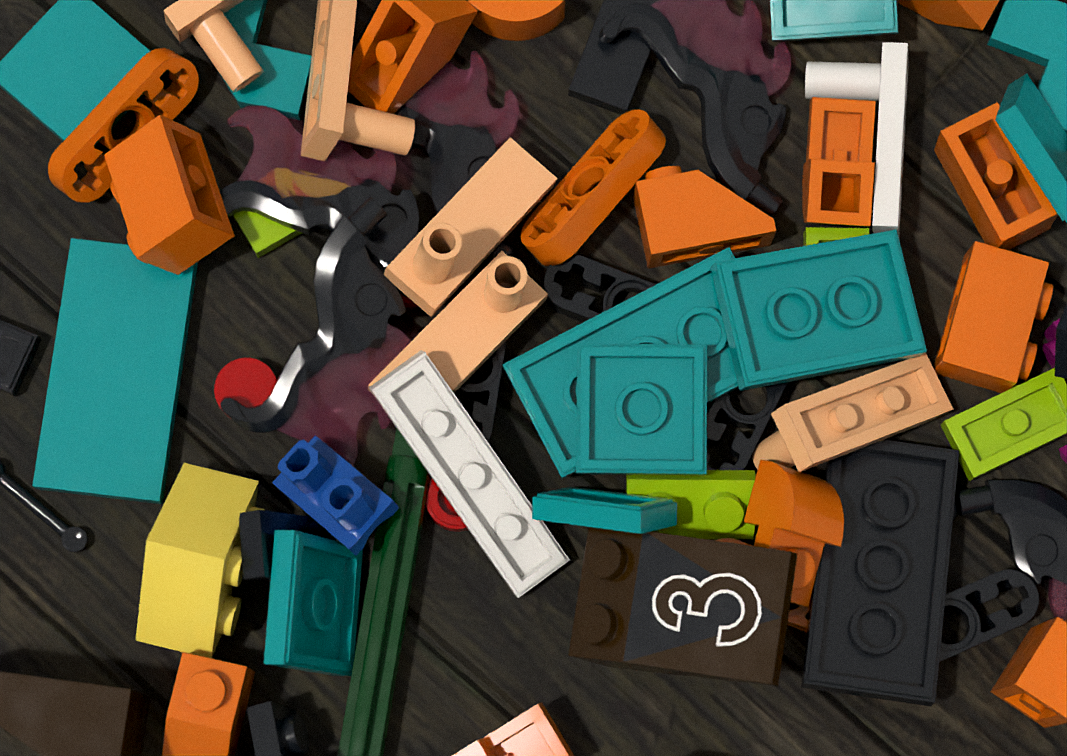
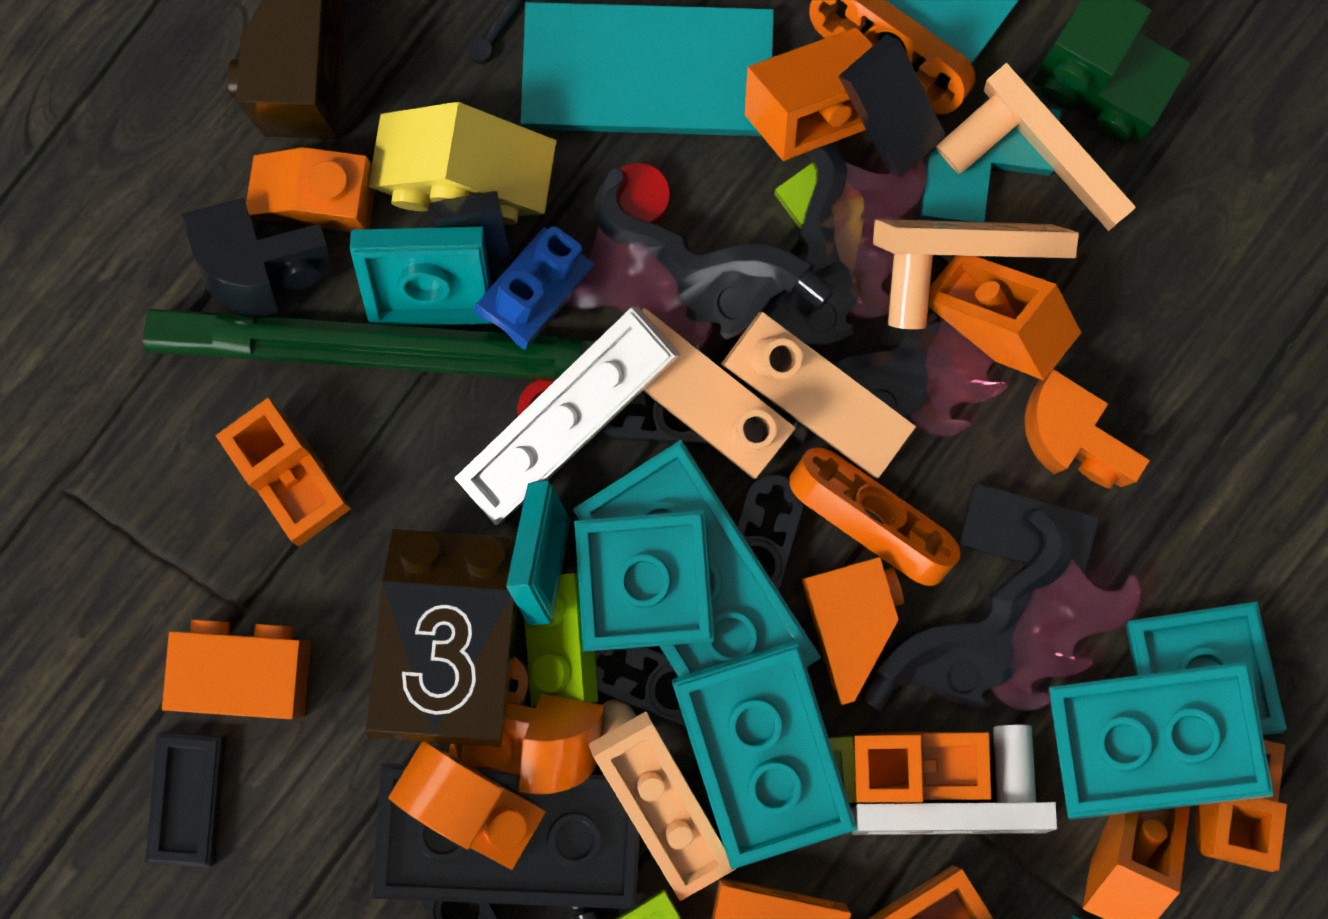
camera: 90 degrees right, 5 degrees up
(193, 122) = (892, 105): none -> black tile
(849, 597) = (466, 805): none -> orange brick

